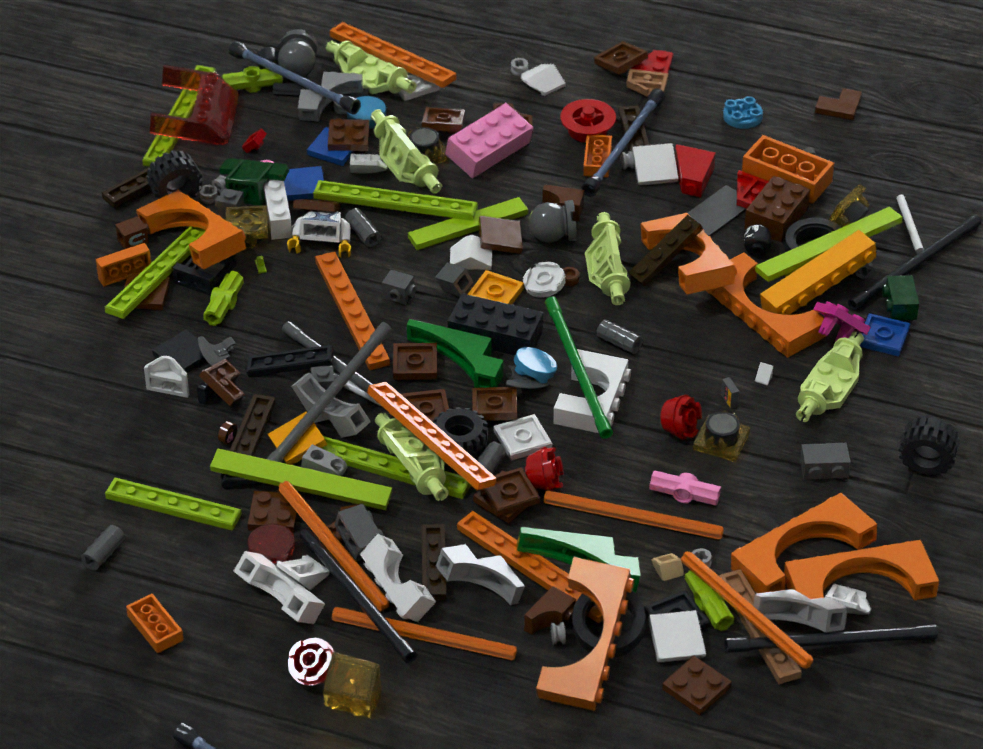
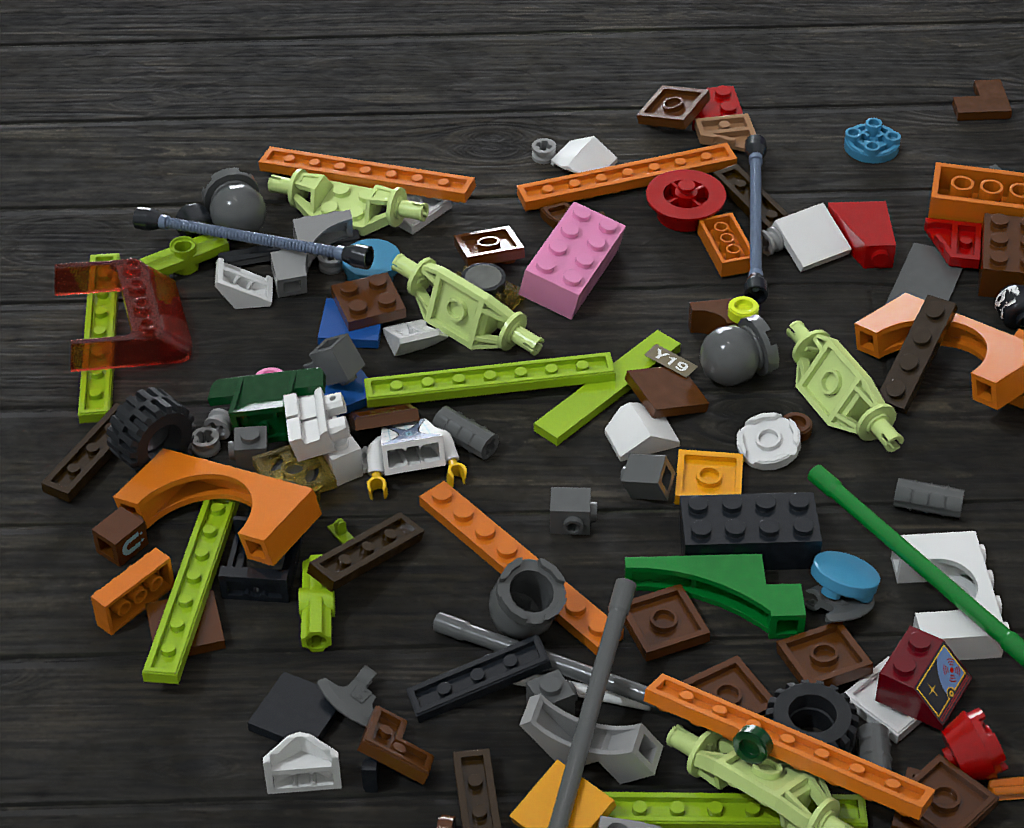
camera: 20 degrees left, 0 degrees up
(254, 141) = (234, 344): red plate -> none
(264, 277) = (365, 551): none -> dark brown plate
(266, 196) = (310, 423): none -> white hips
(277, 106) = (243, 287): none -> white slope
(305, 164) = (337, 359): none -> dark grey brick
(336, 323) = (527, 598): none -> dark grey tile
(409, 428) = (752, 744): none -> dark green tile
(514, 217) = (671, 360): none -> dark tan sticker
(540, 426) = (923, 679): none -> dark red slope
(559, 95) = (621, 176): none -> orange plate
(573, 194) = (742, 307): none -> neon yellow tile

